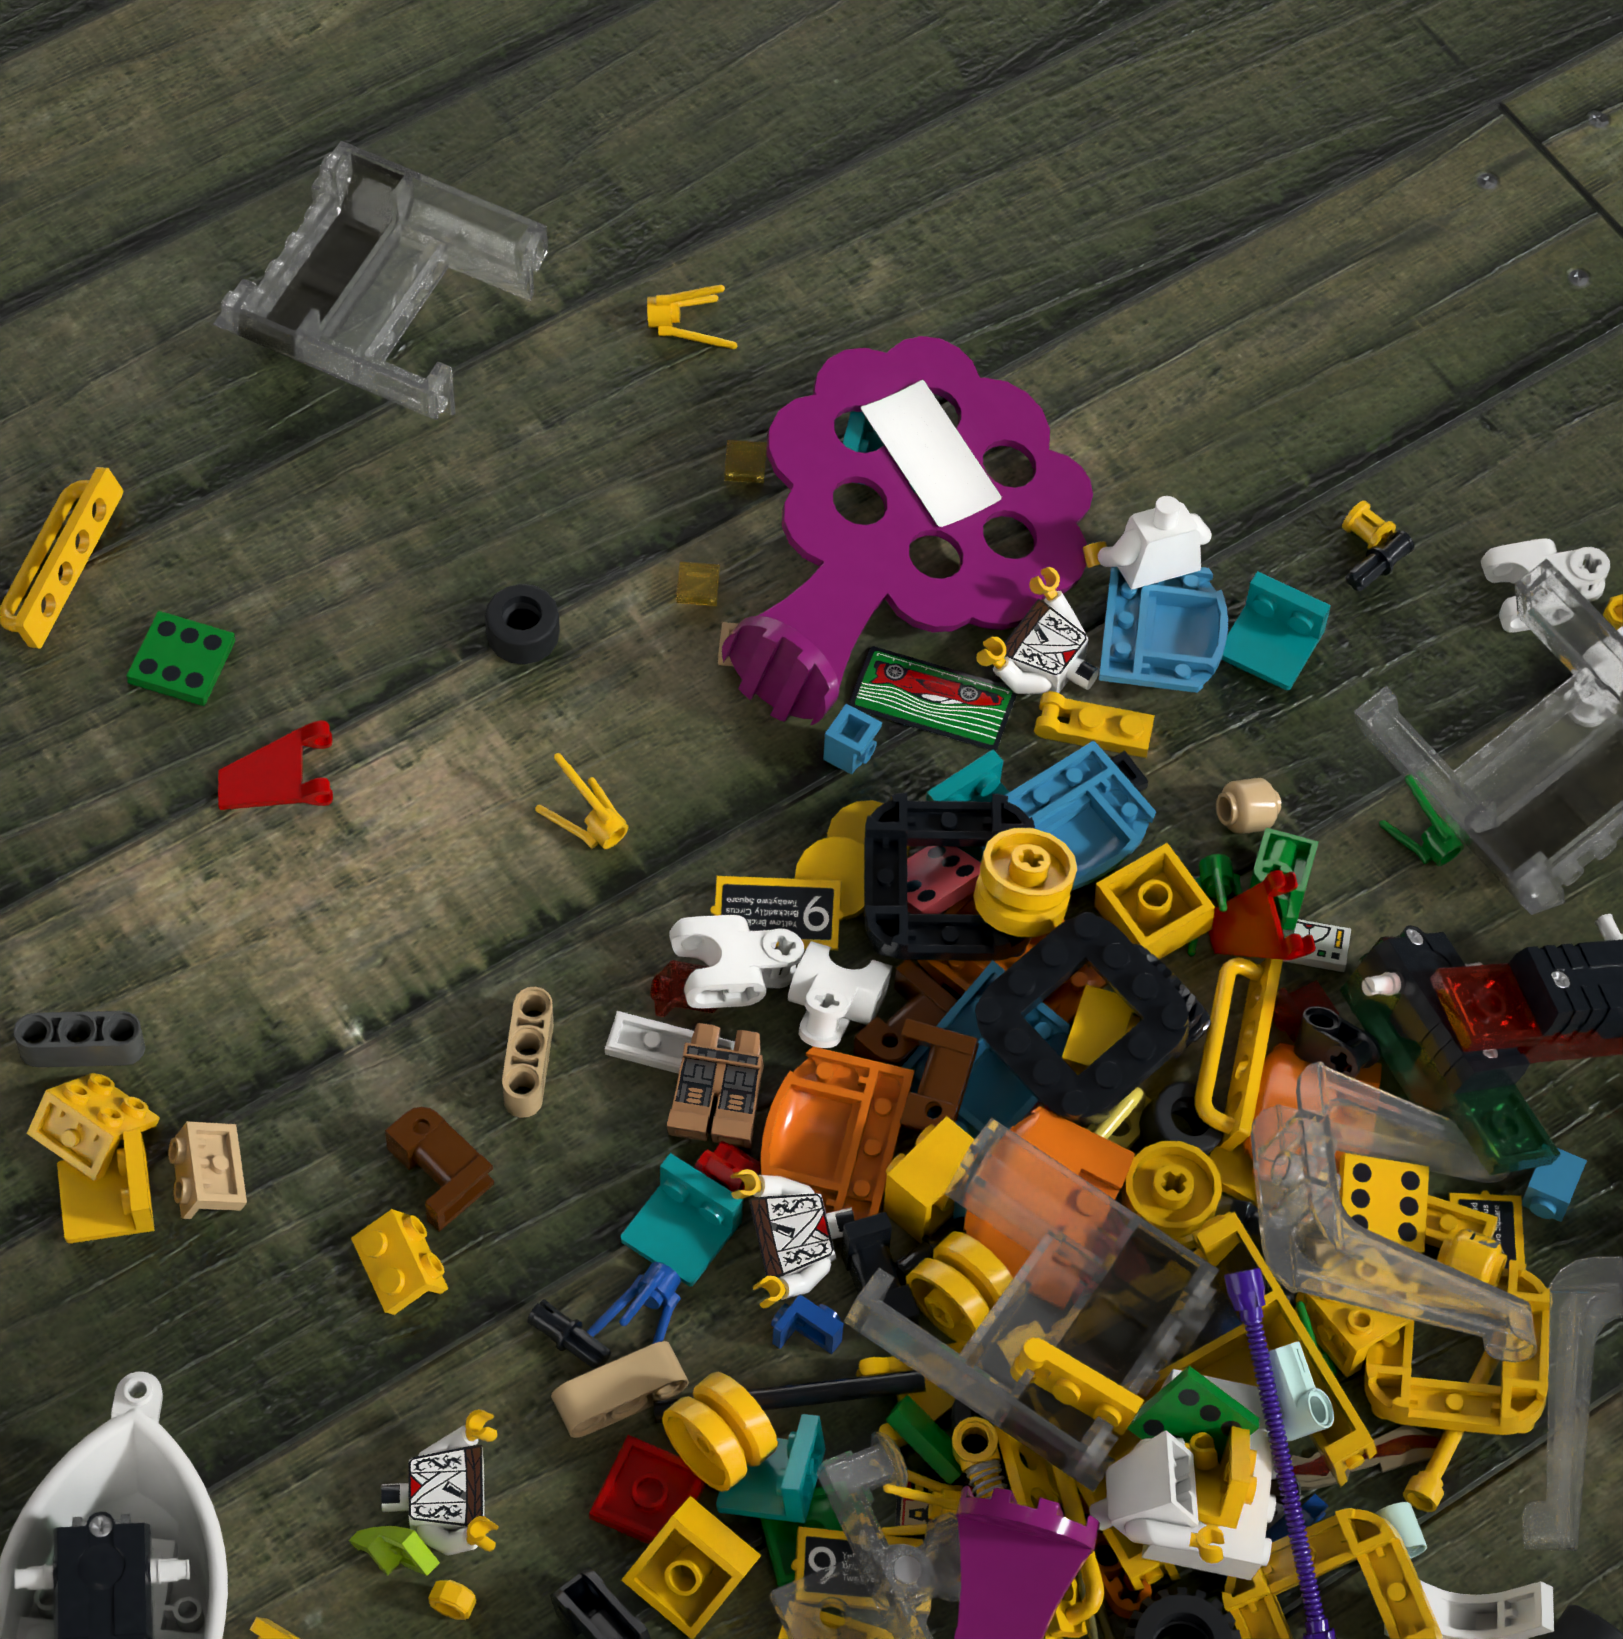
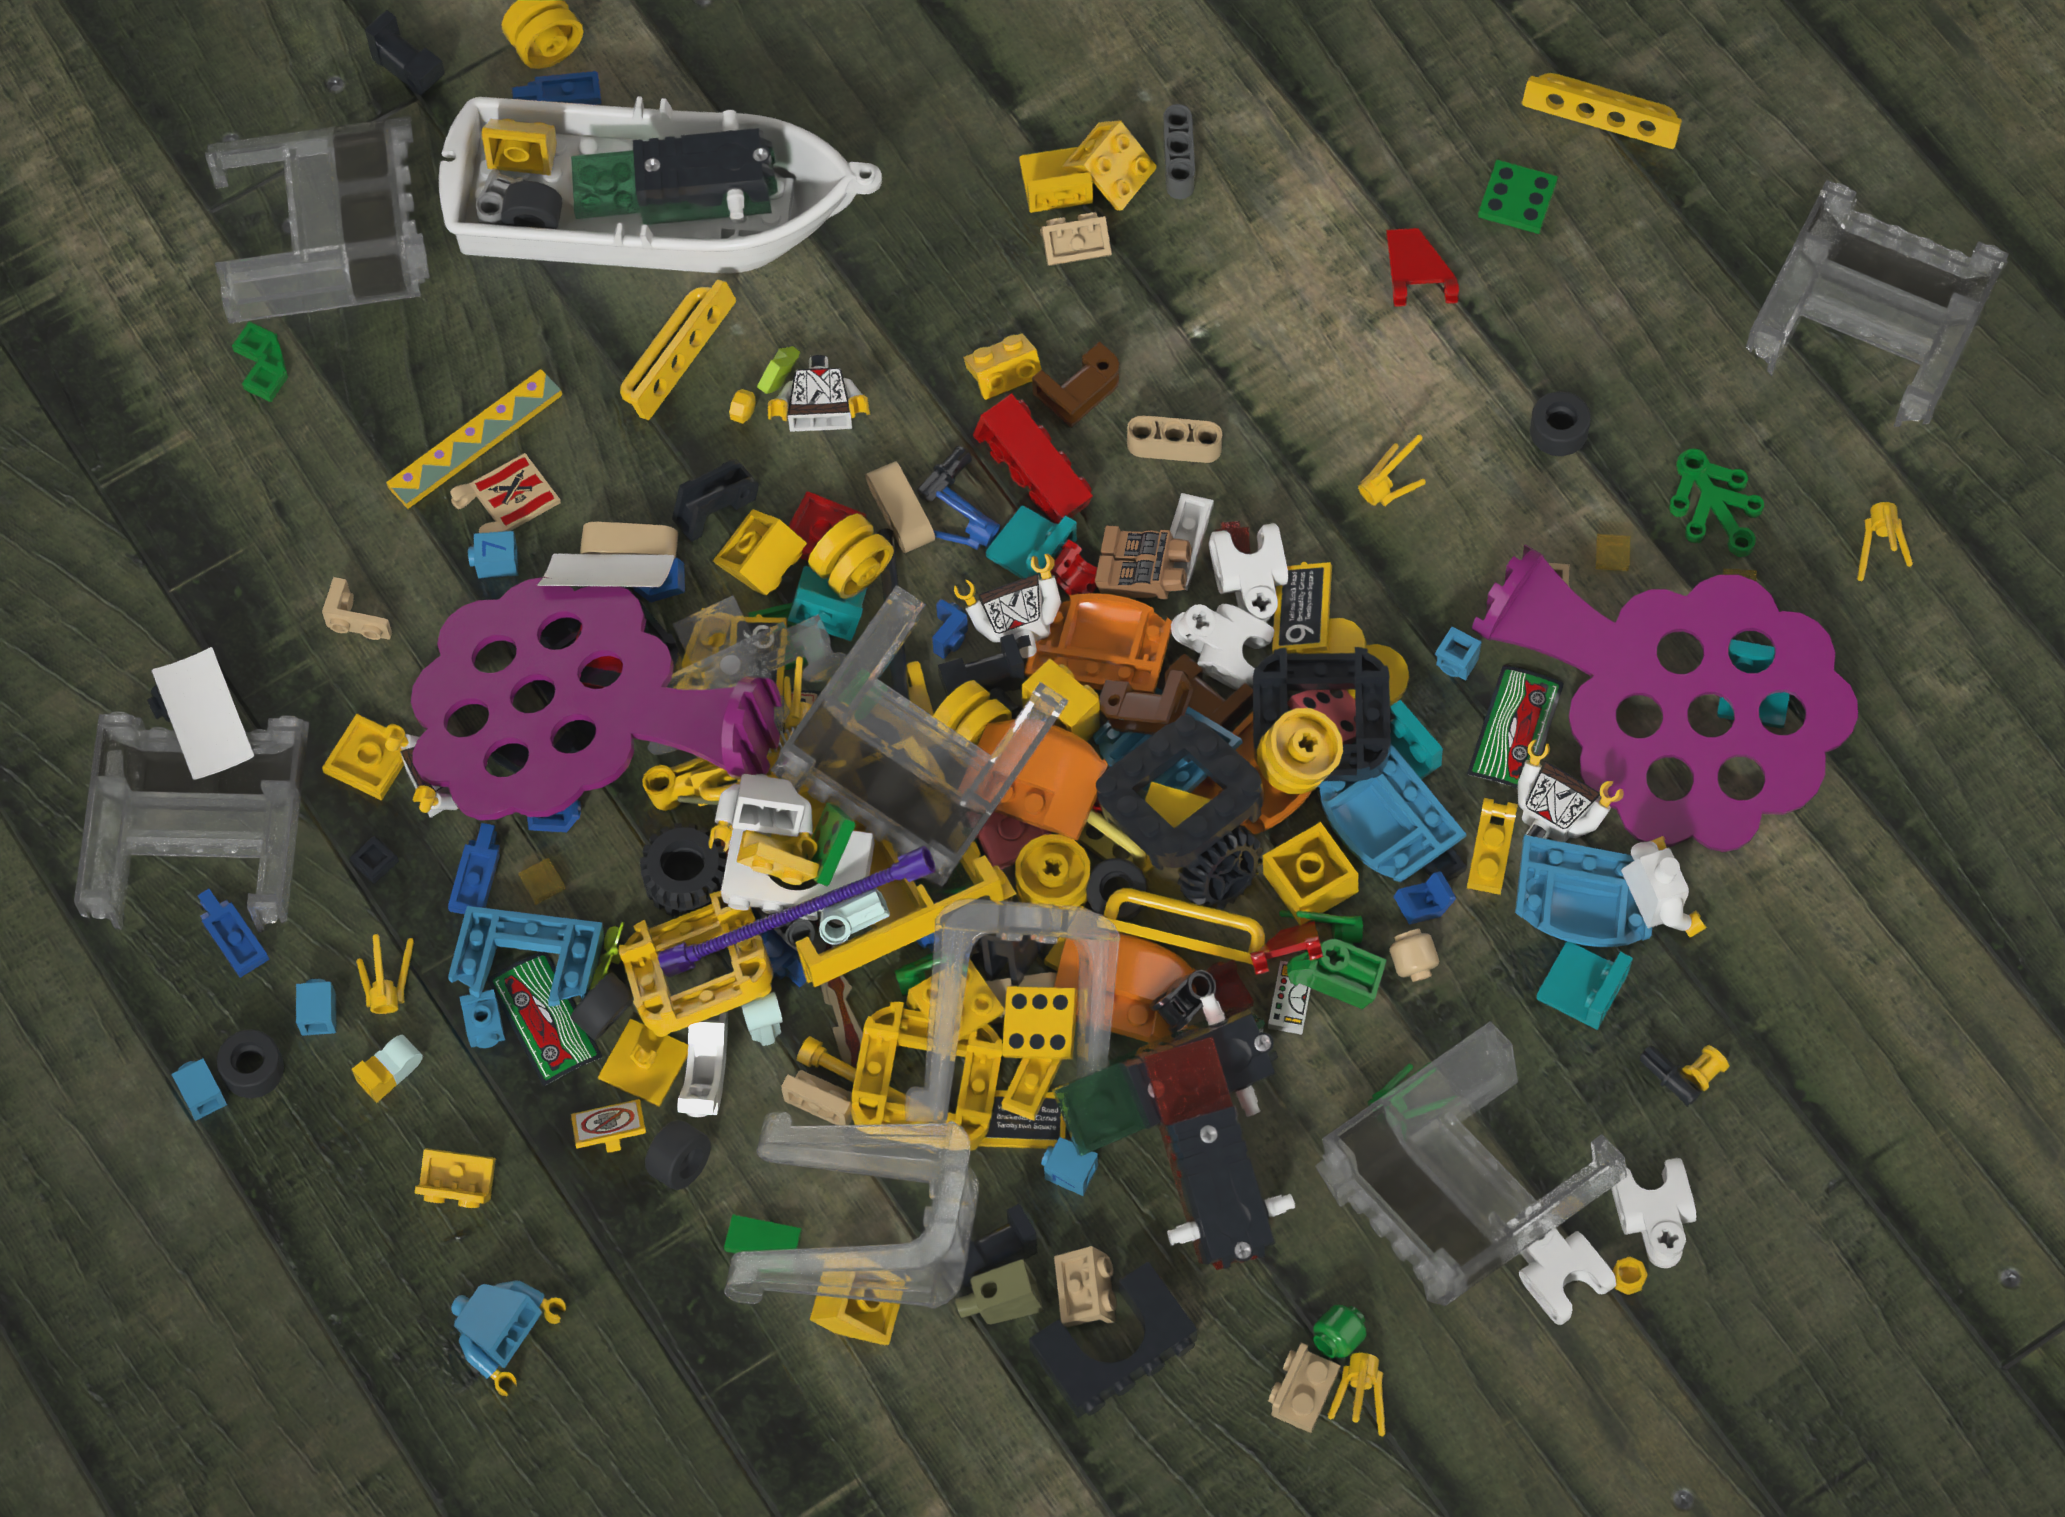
camera: 95 degrees right, 5 degrees up
(557, 1219) = (1033, 459): none -> red wedge
(631, 478) = (1714, 498): none -> green plant
(931, 454) = (1735, 707): white sticker -> none
(1076, 1384) = (849, 753): yellow plate -> none
(1173, 791) = (1426, 899): none -> blue bracket
(1474, 1255) = (988, 1084): yellow head -> none
(1488, 1474) = (818, 1097): none -> tan bracket

